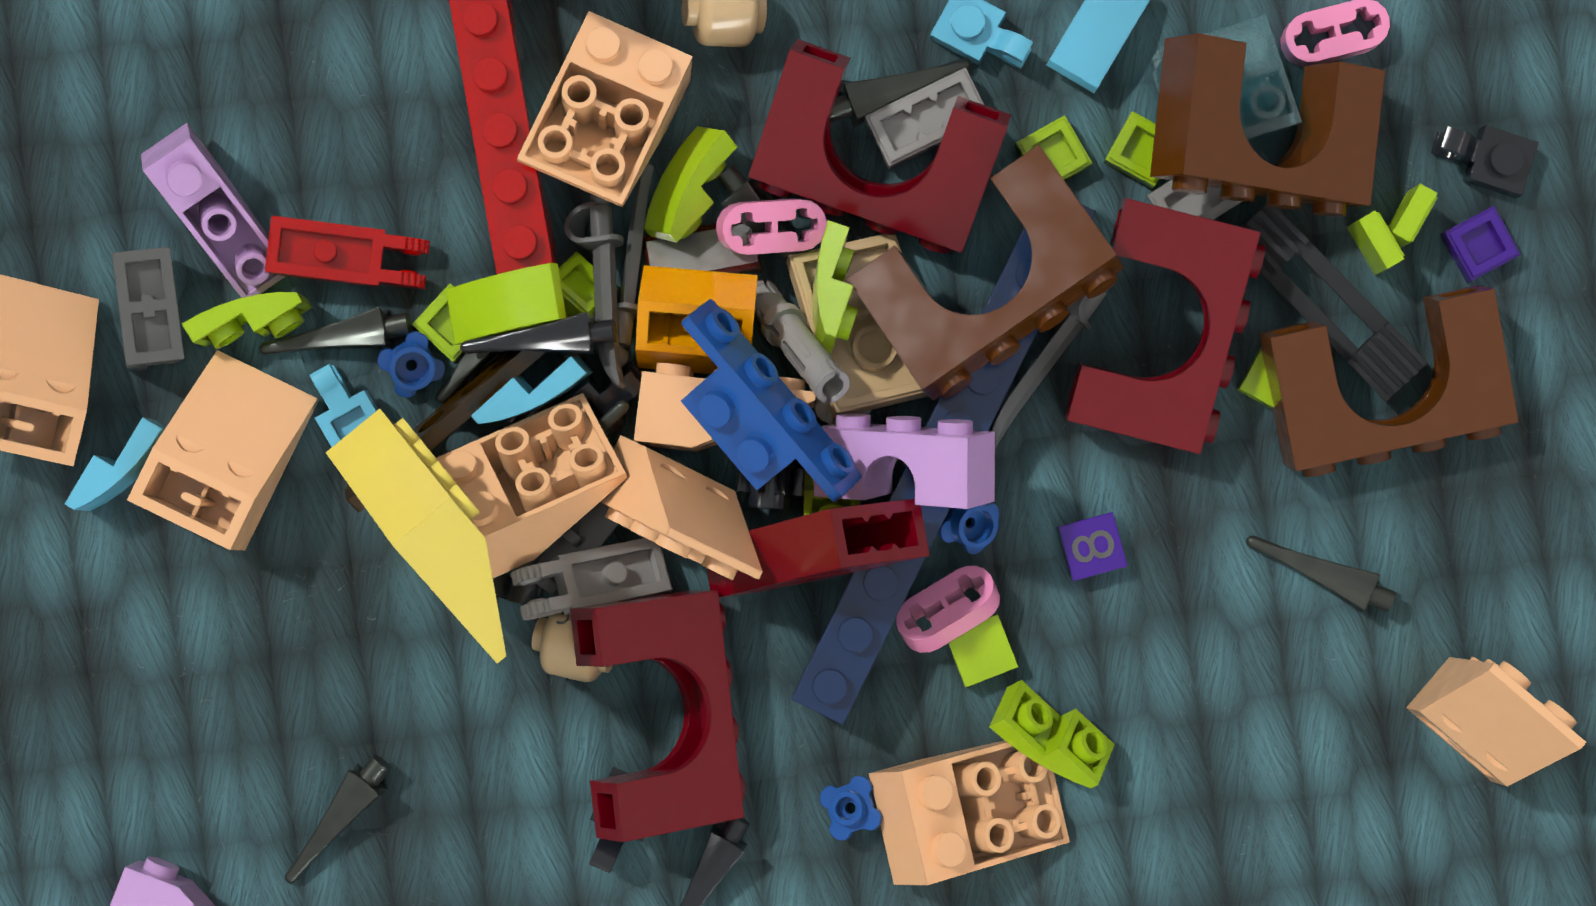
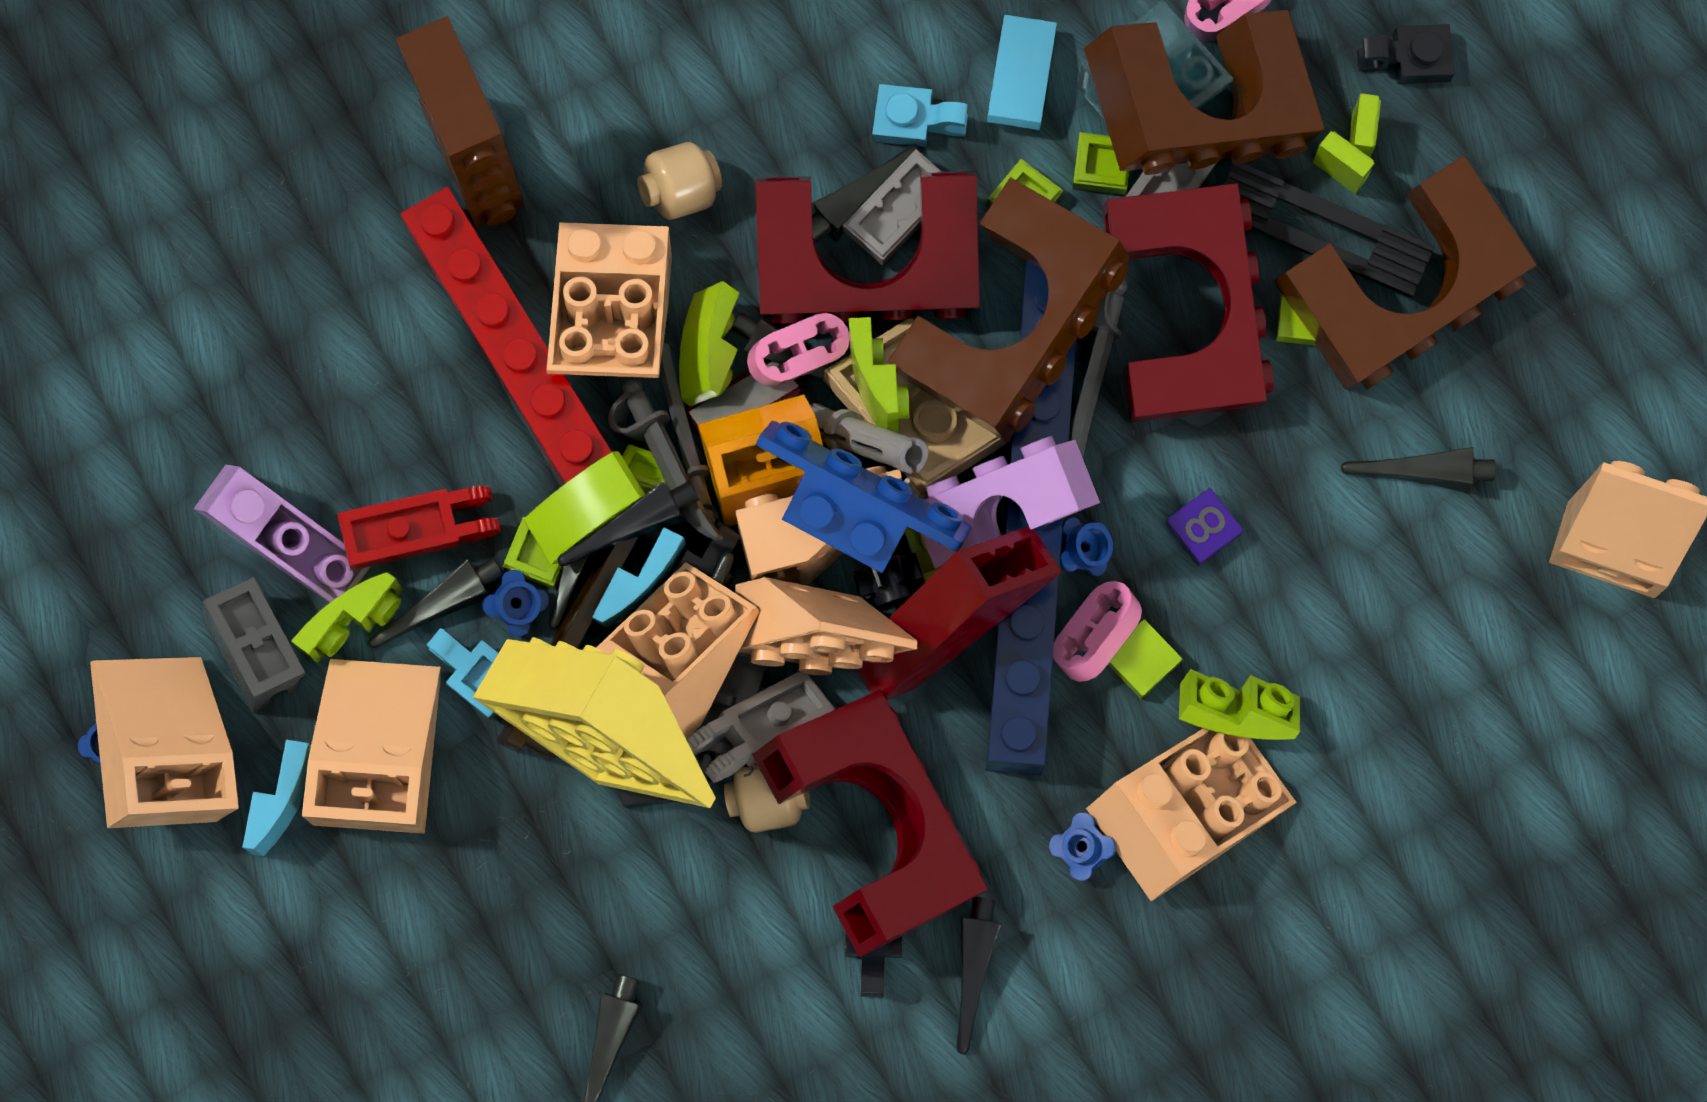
camera: 25 degrees left, 10 degrees down
(1480, 244) = (1436, 131): dark purple tile -> none

